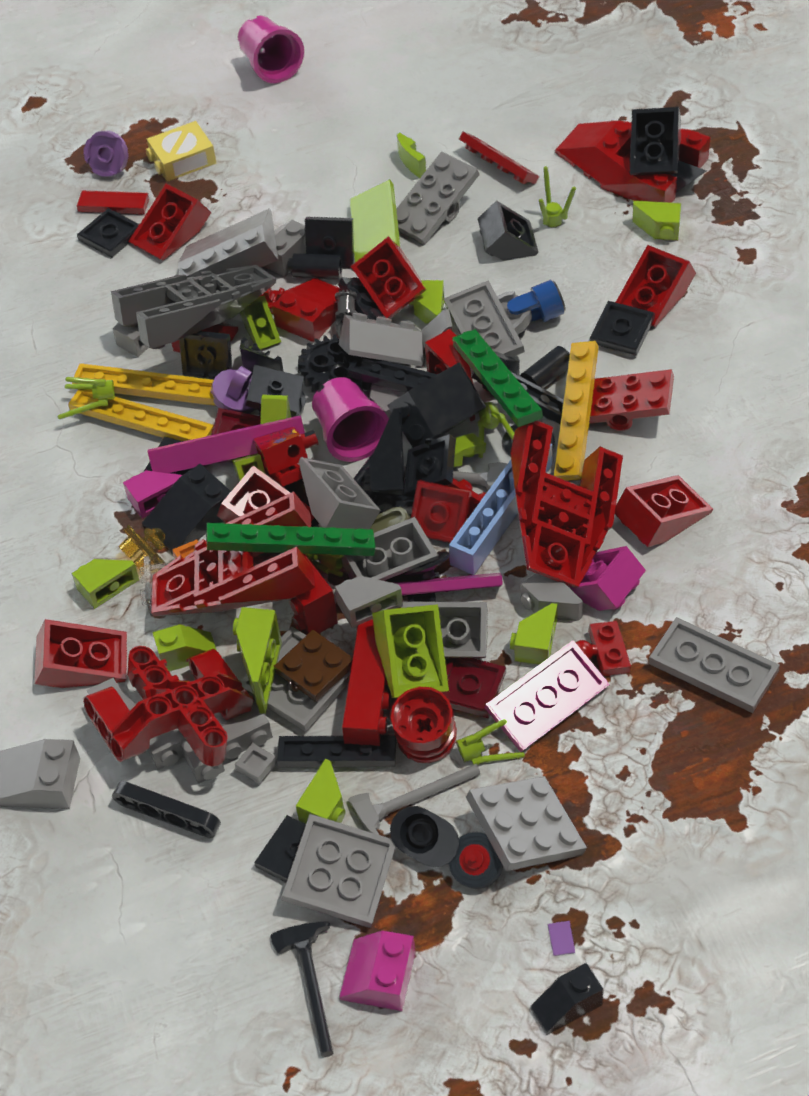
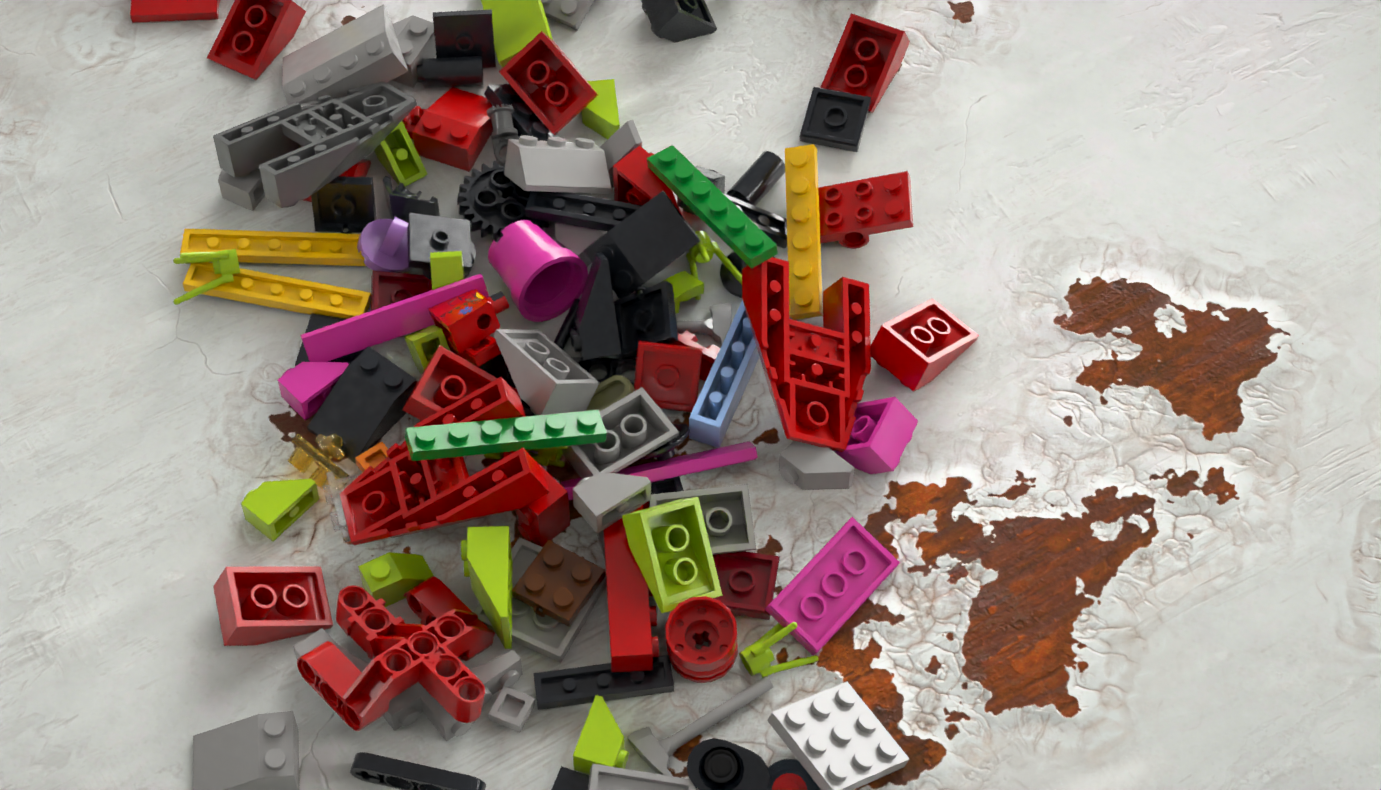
camera: 15 degrees left, 5 degrees up
(108, 232) = (179, 48): black tile -> none
(504, 316) = (691, 118): light grey plate -> none
(535, 636) = (806, 516): lime slope -> none
(607, 647) = (889, 519): red plate -> none
(714, 664) = (1012, 524): light grey plate -> none

